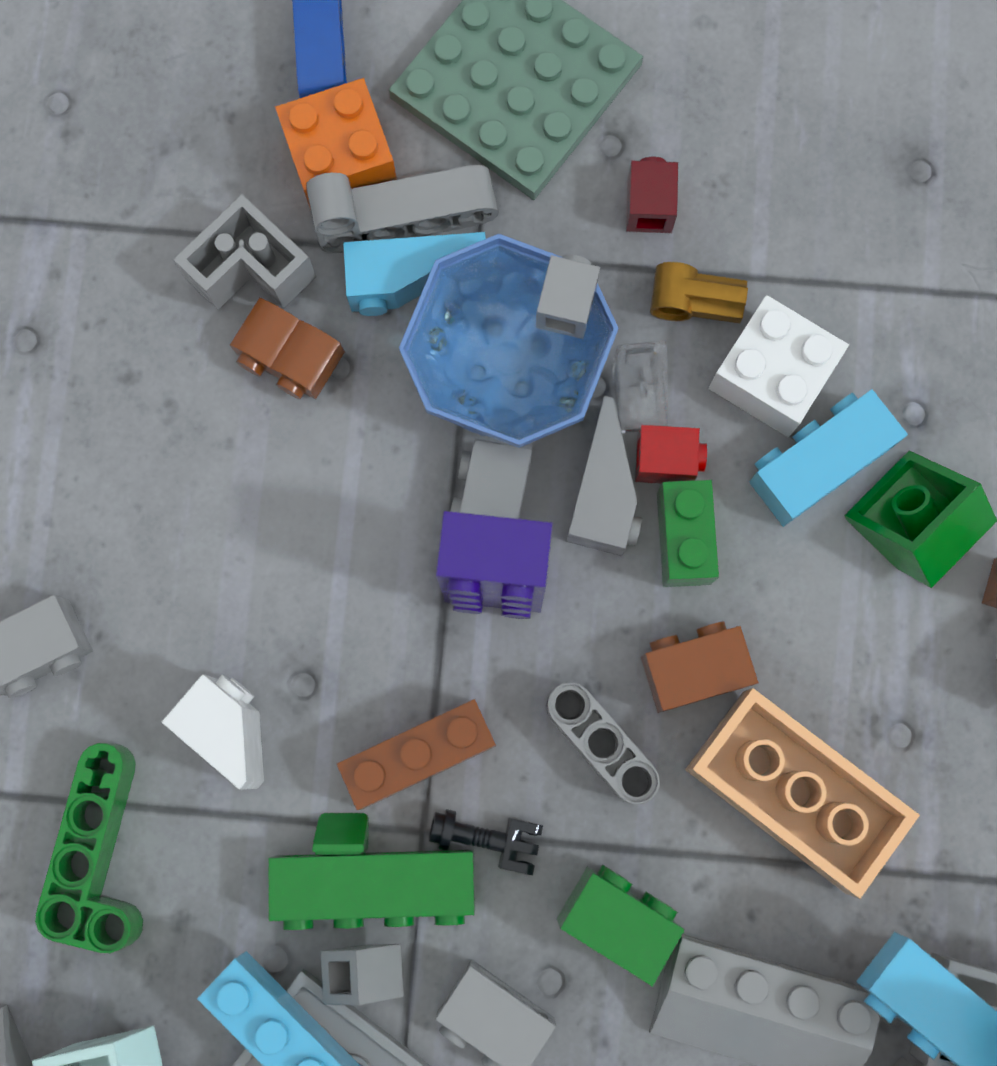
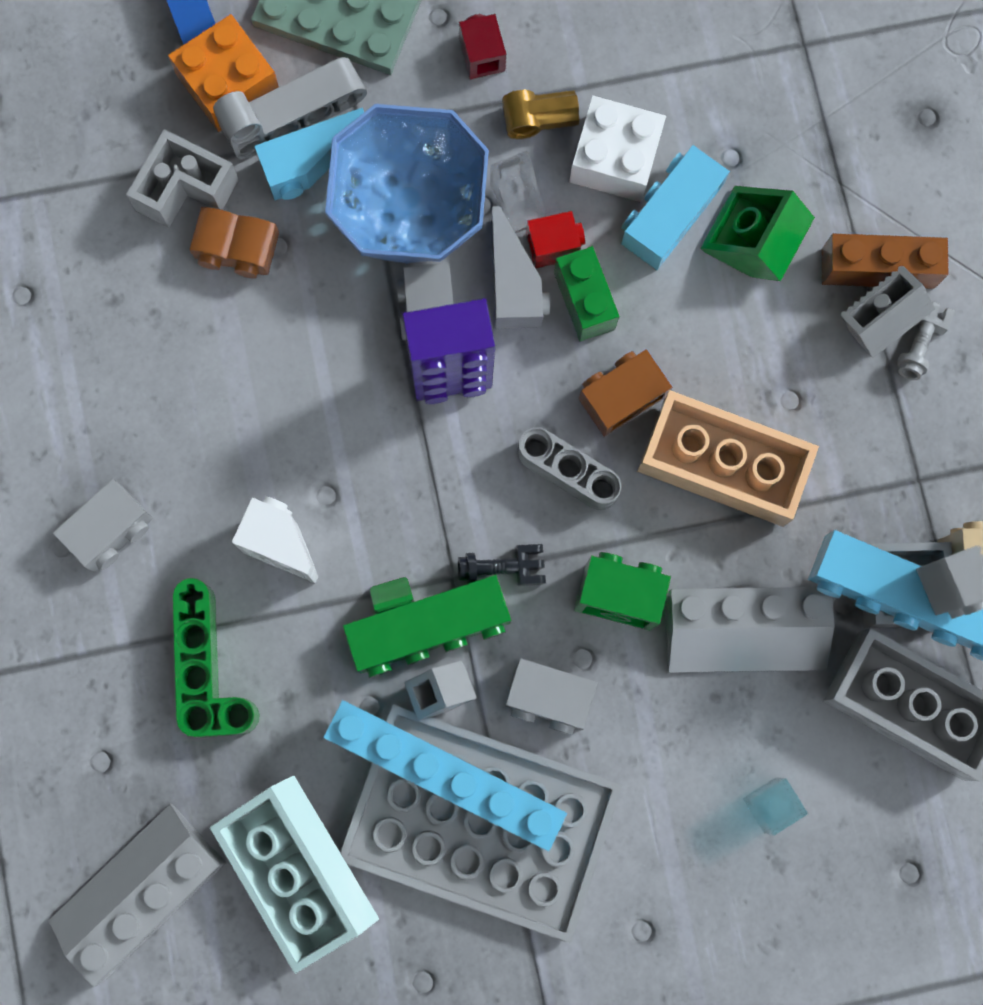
camera: 25 degrees left, 0 degrees up
(416, 755) = (432, 517): dark orange brick -> none
(567, 295) = (443, 135): light grey brick -> none

